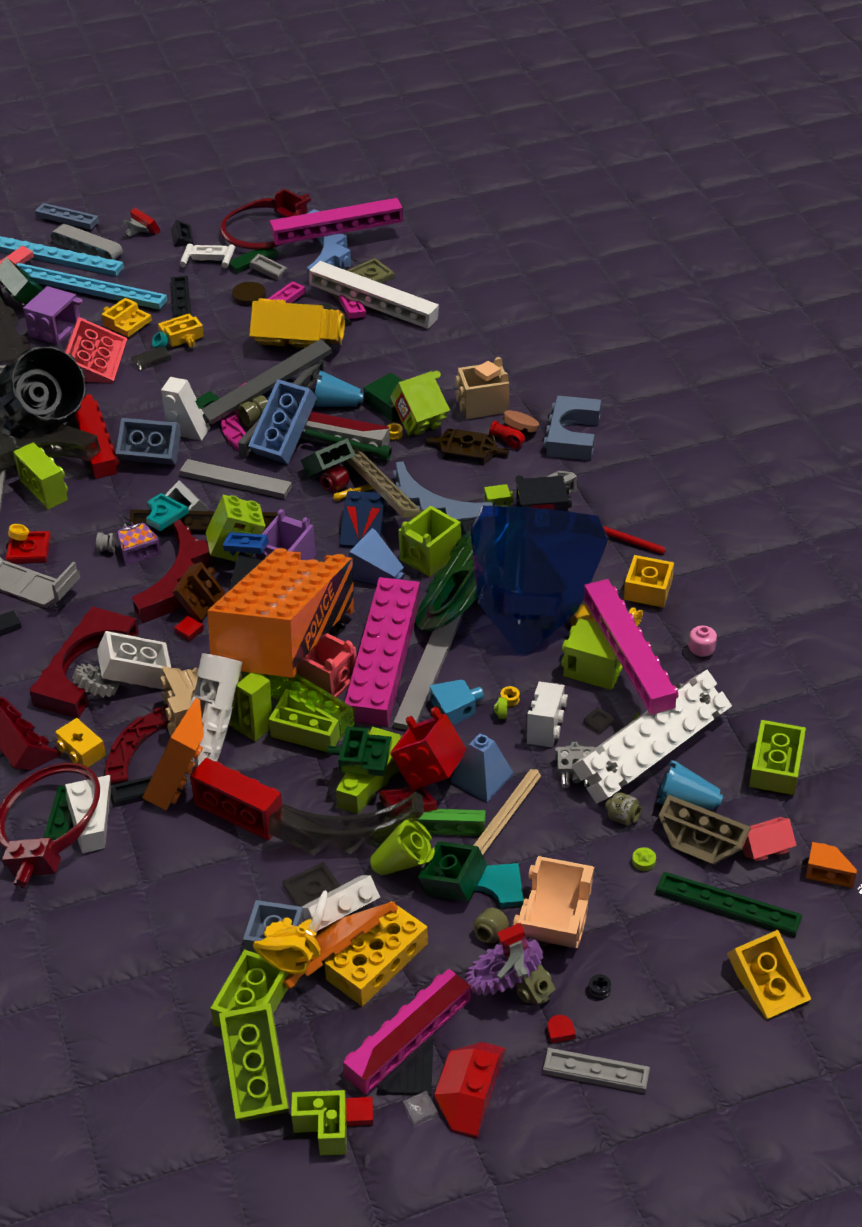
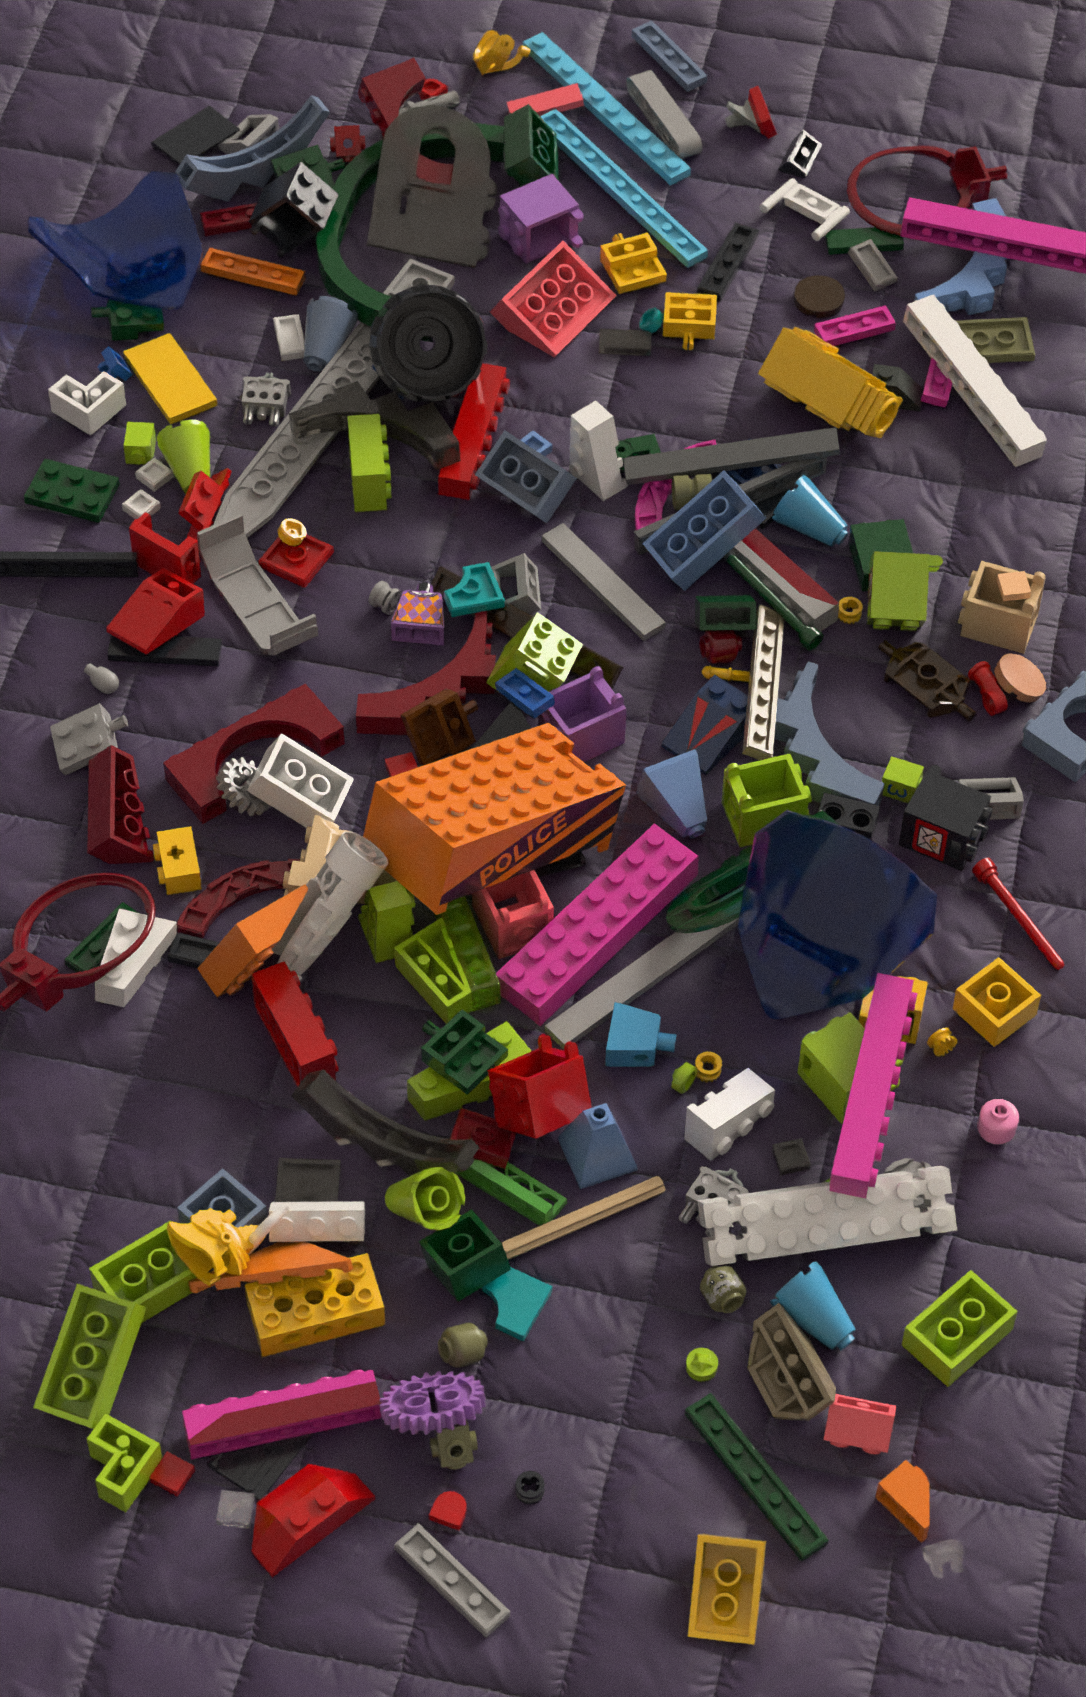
camera: 30 degrees right, 10 degrees up
(513, 945) = (440, 1389): piece -> none
(556, 902) = (548, 1367): light nougat cylinder -> none

